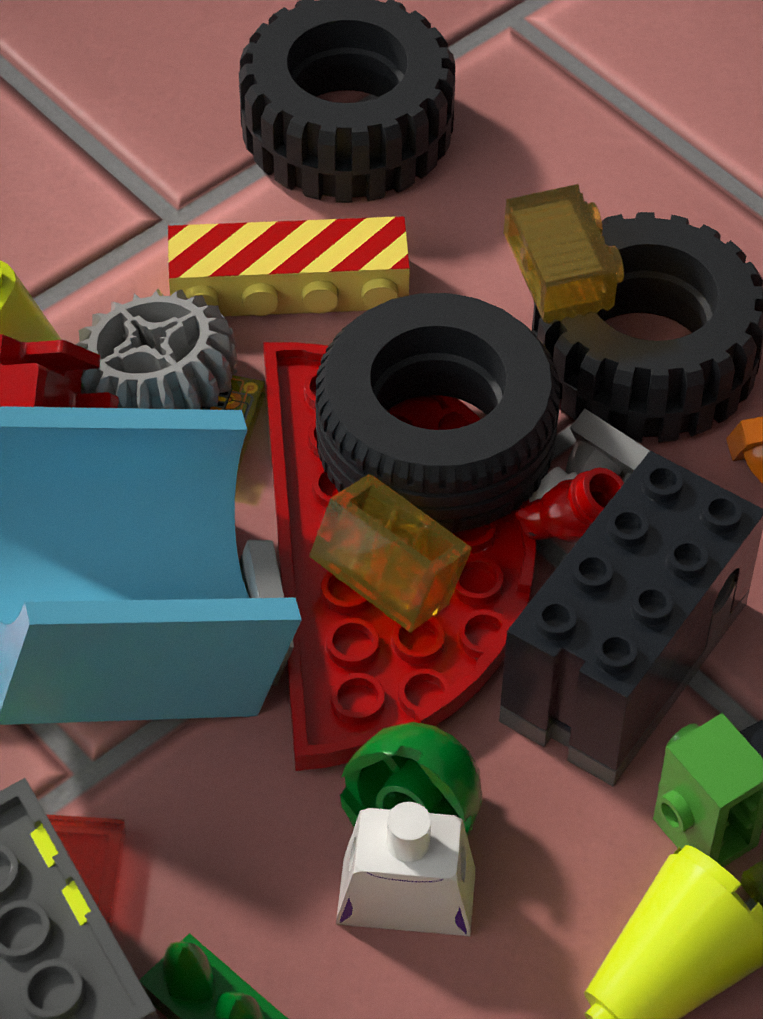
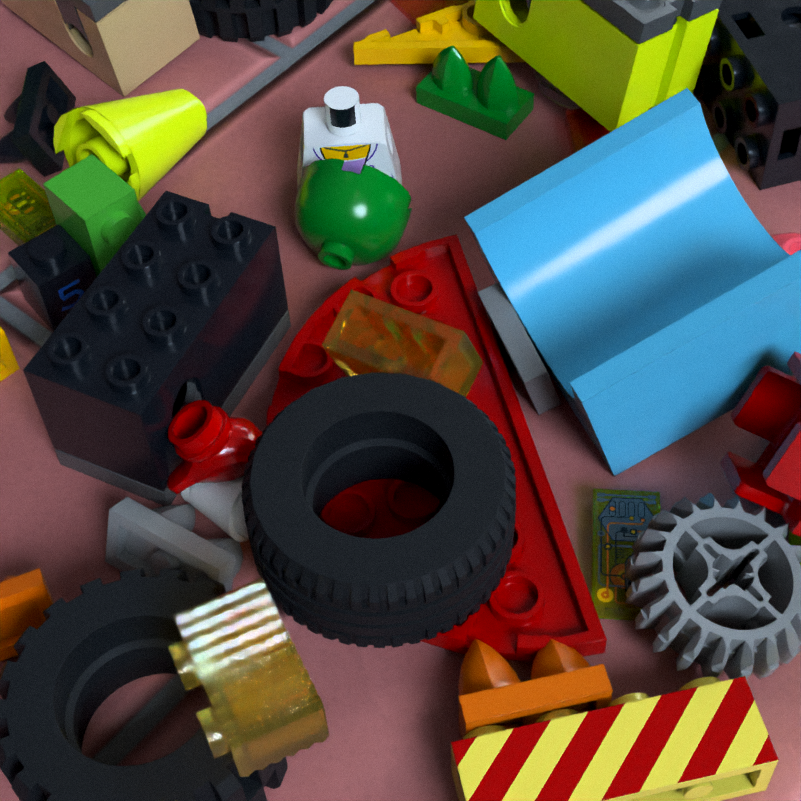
camera: 175 degrees right, 0 degrees up
(320, 310) = (495, 696): none -> orange tile

